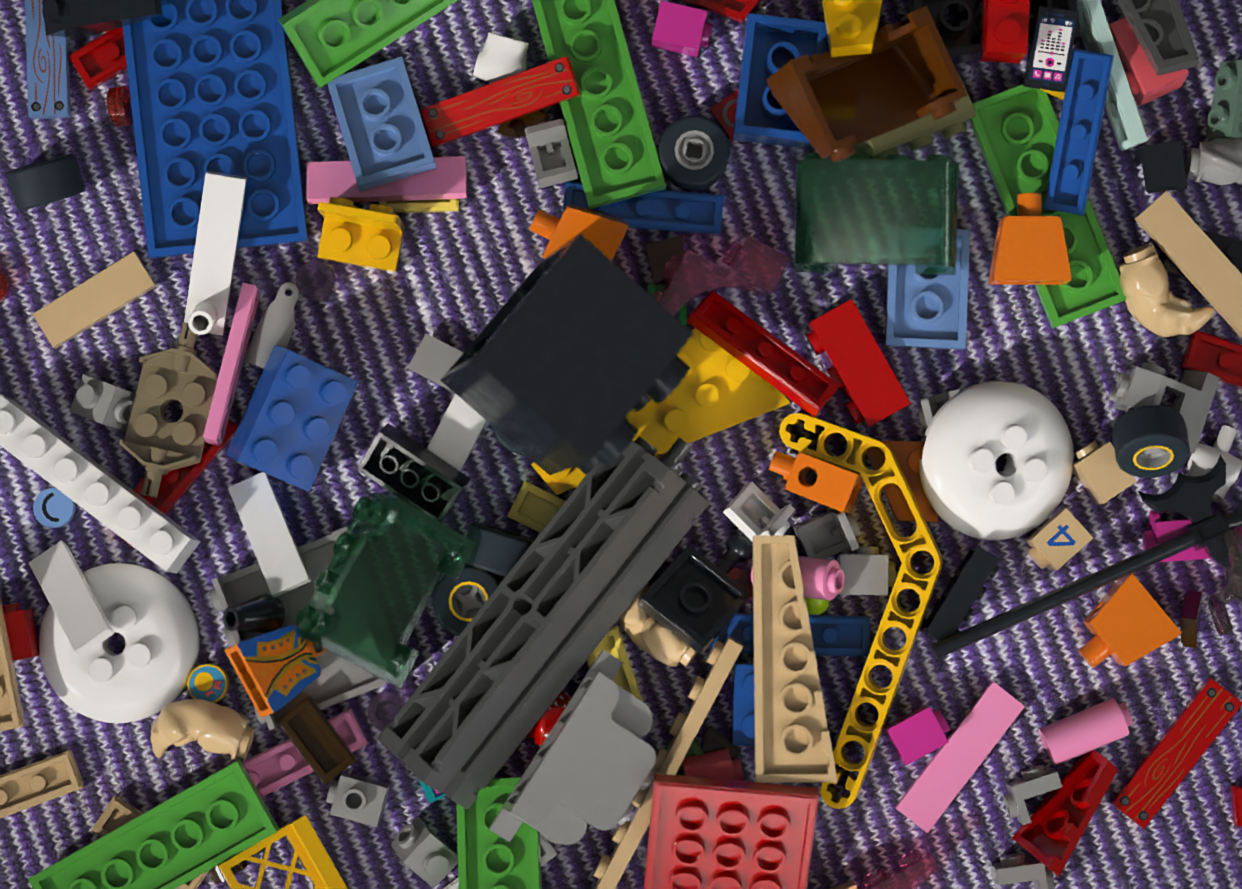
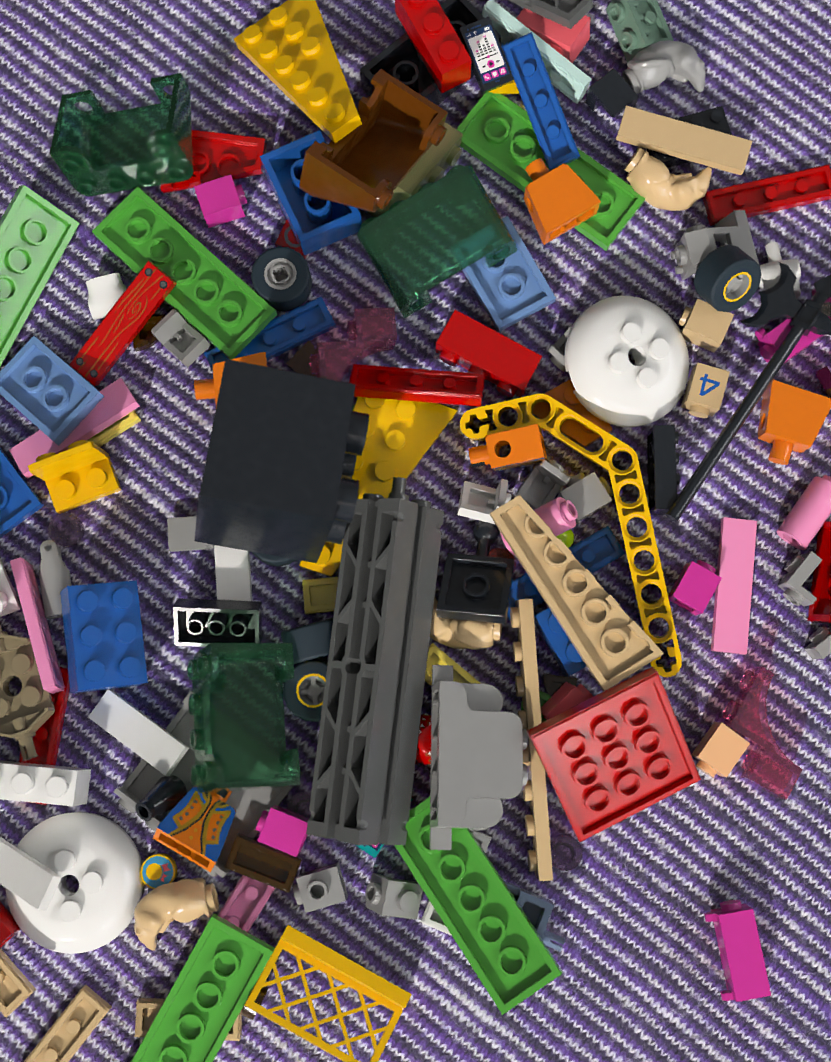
camera: 30 degrees left, 5 degrees down
(356, 720) = (282, 830): none -> dark pink brick

